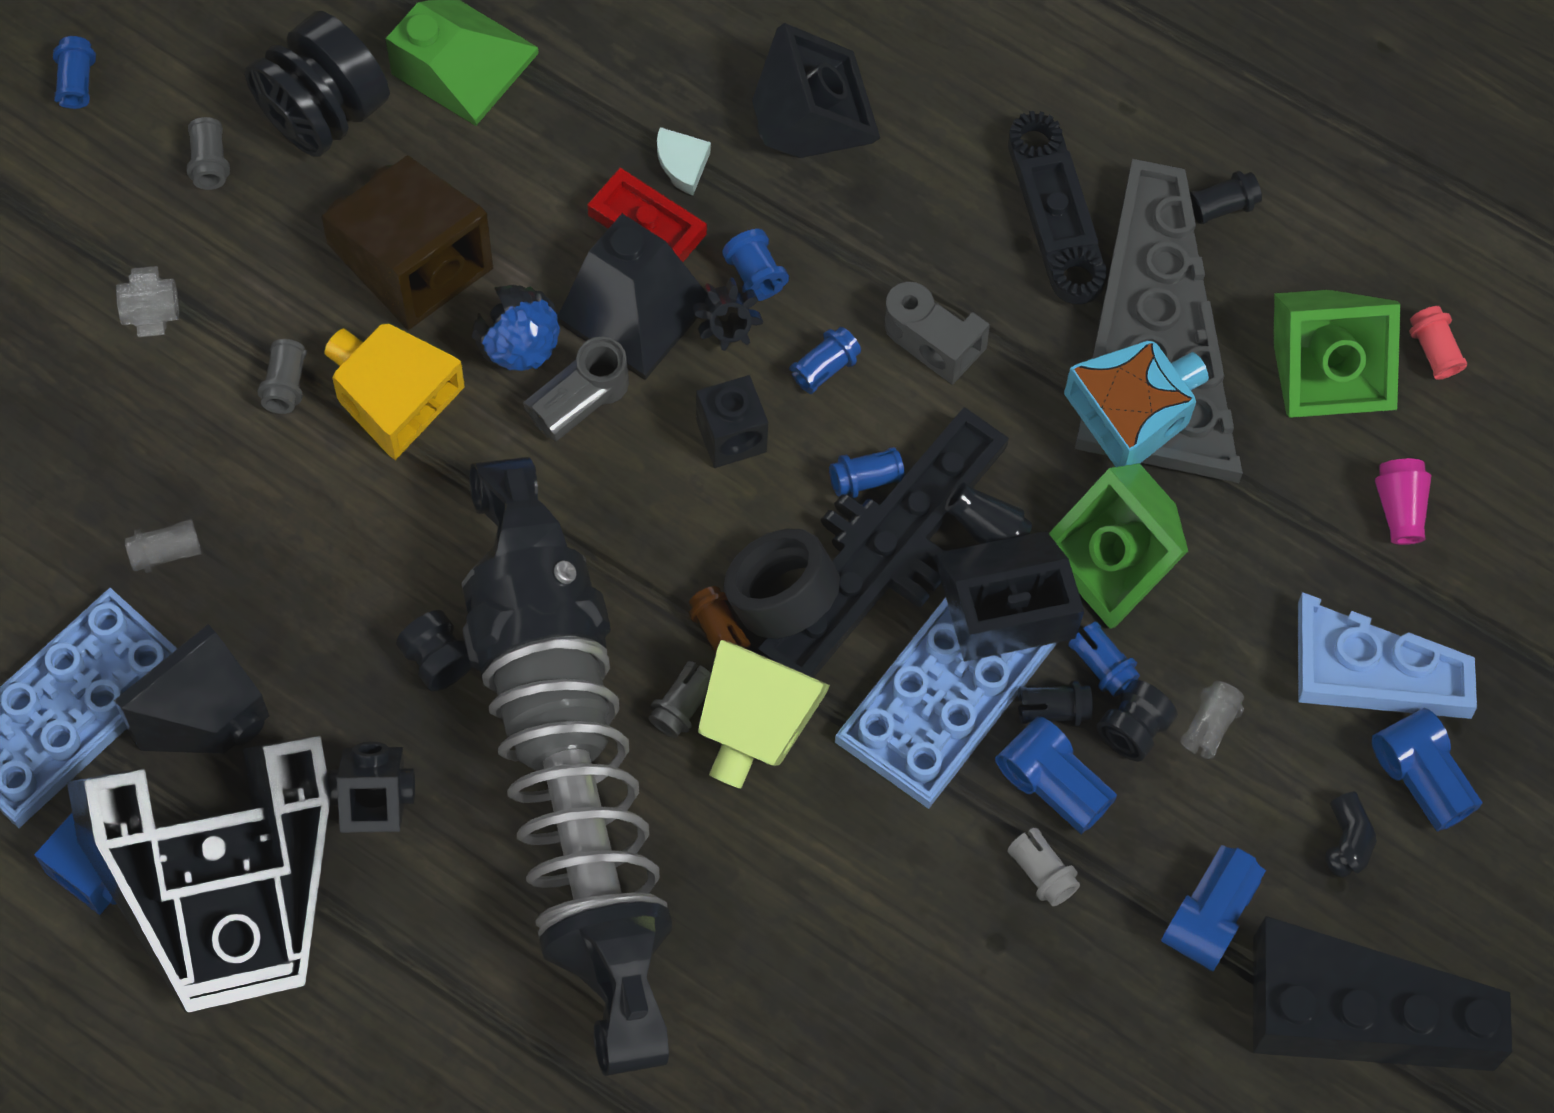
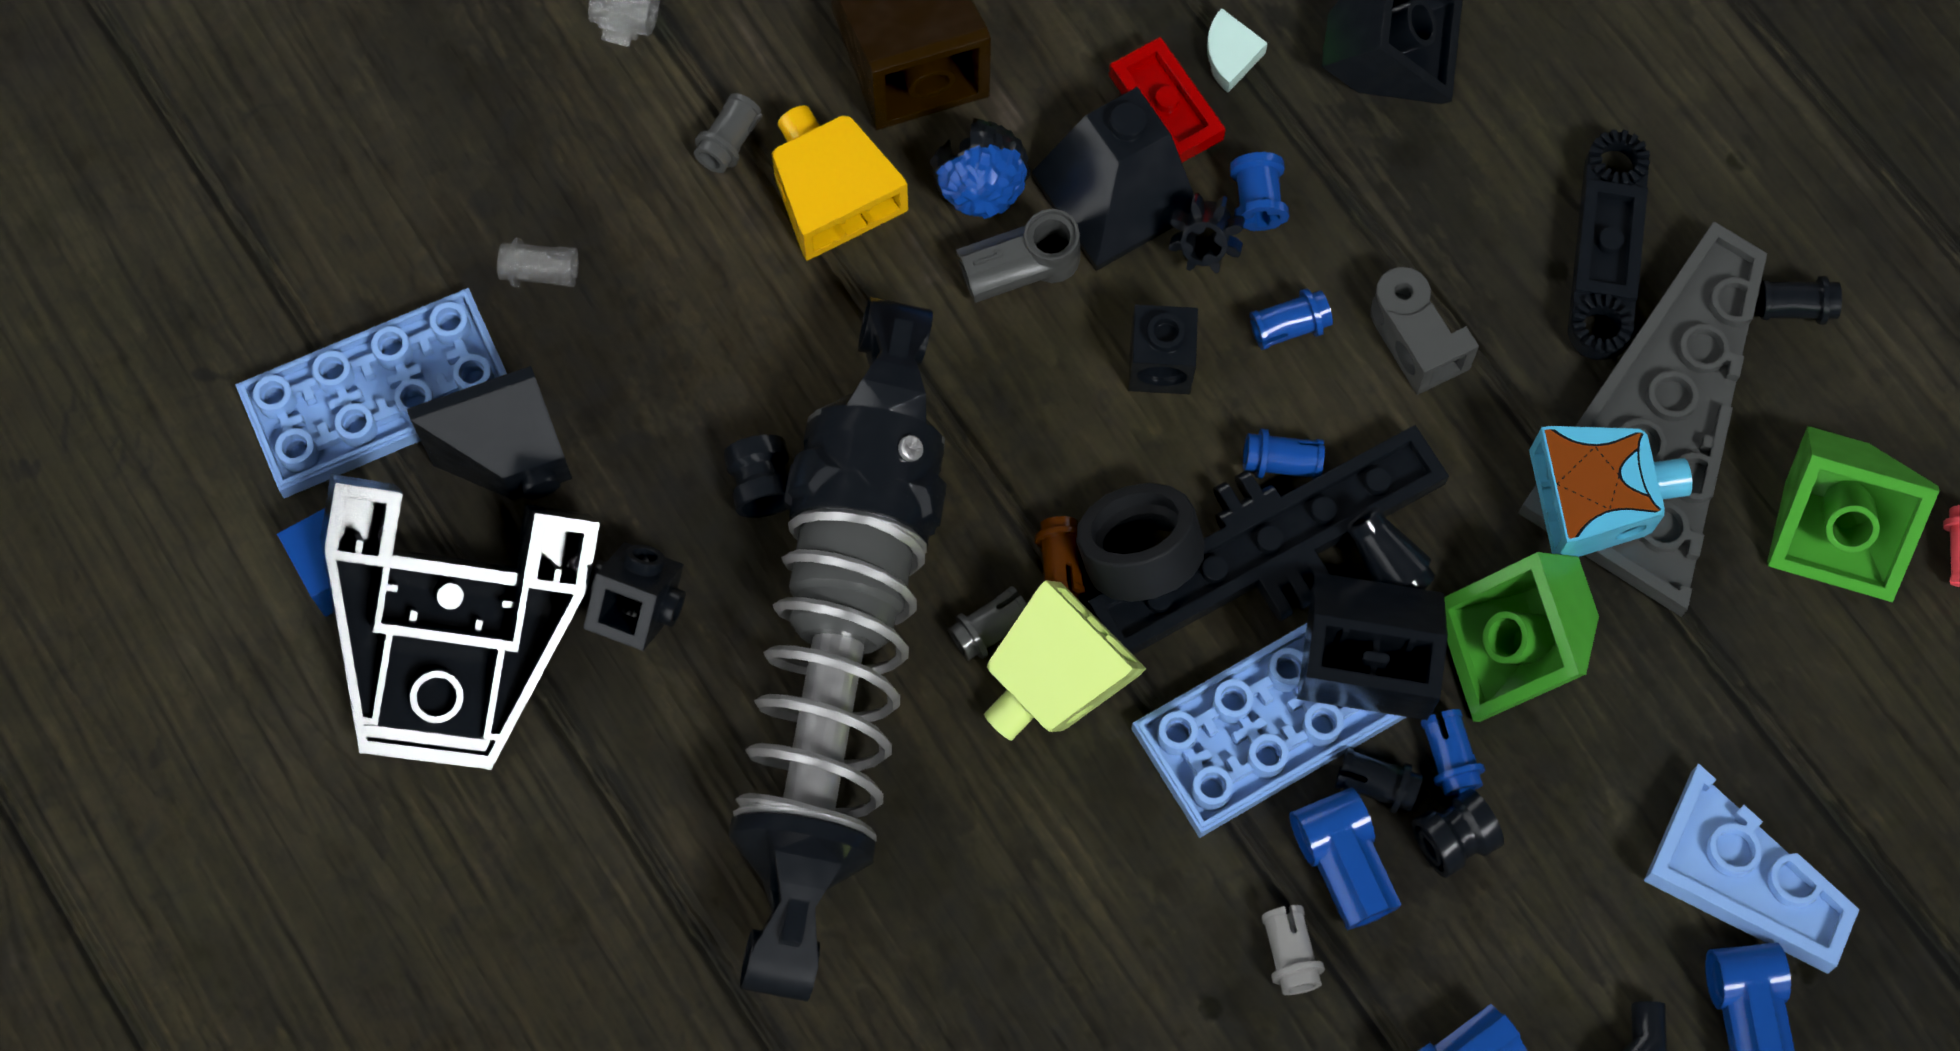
camera: 25 degrees right, 5 degrees up
(1217, 711) = (1542, 862): clear pin -> none
(1404, 498) = (1857, 703): dark pink cone -> none

